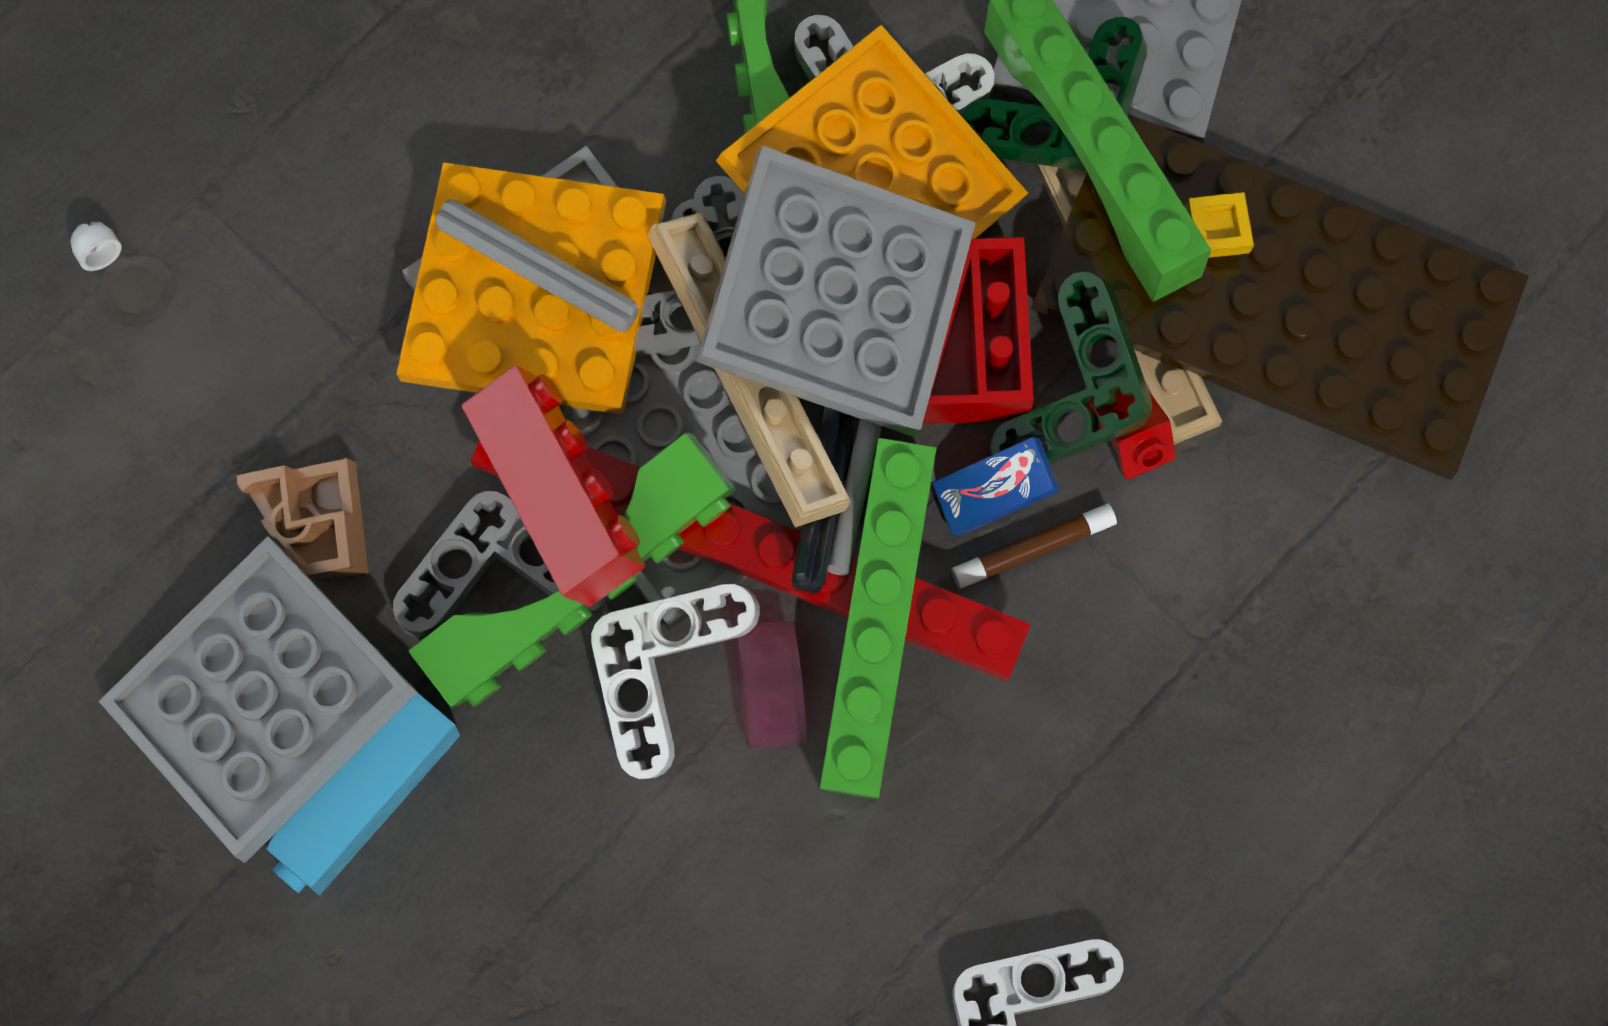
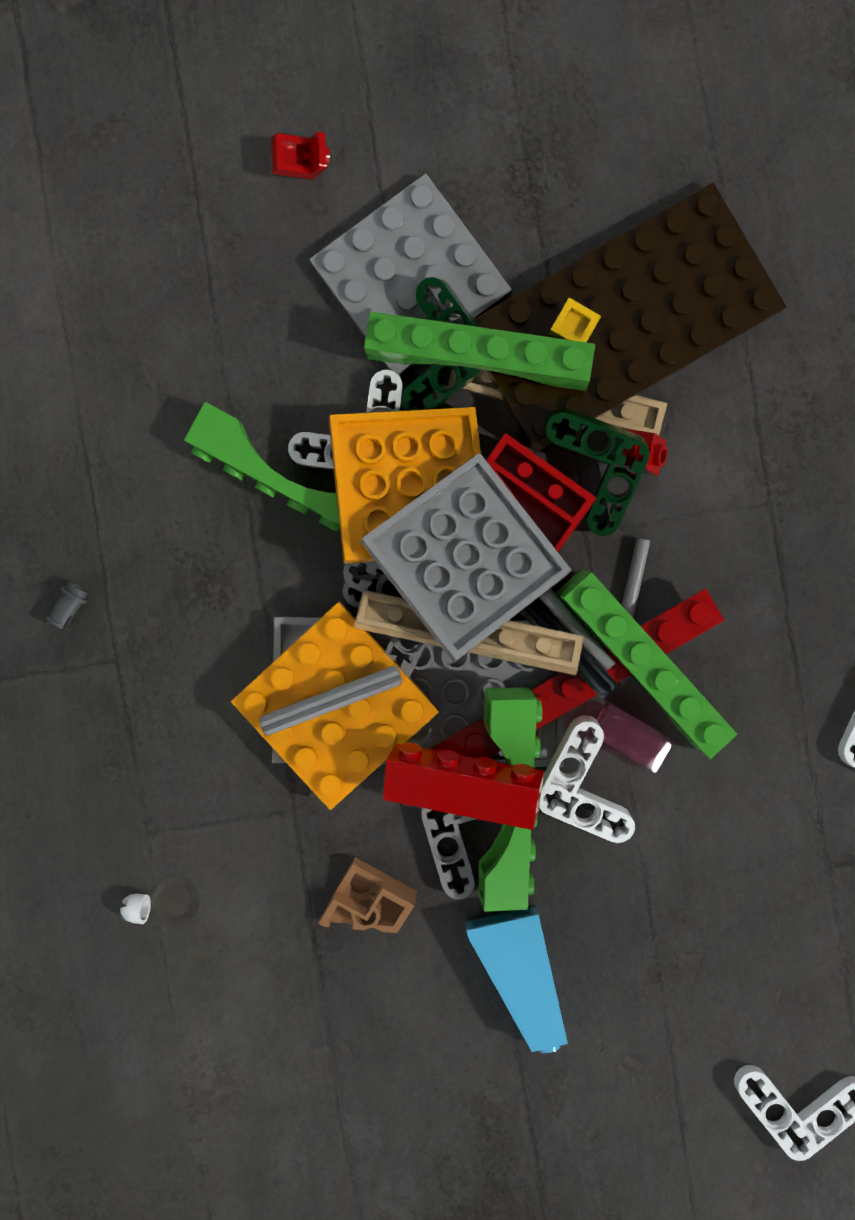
camera: 50 degrees left, 15 degrees up
(257, 699) = (451, 1002): light grey plate -> none
(975, 544) = (635, 575): none -> light grey bar
(996, 486) = (618, 546): tile -> none
(1033, 546) = (657, 549): reddish brown bar -> none

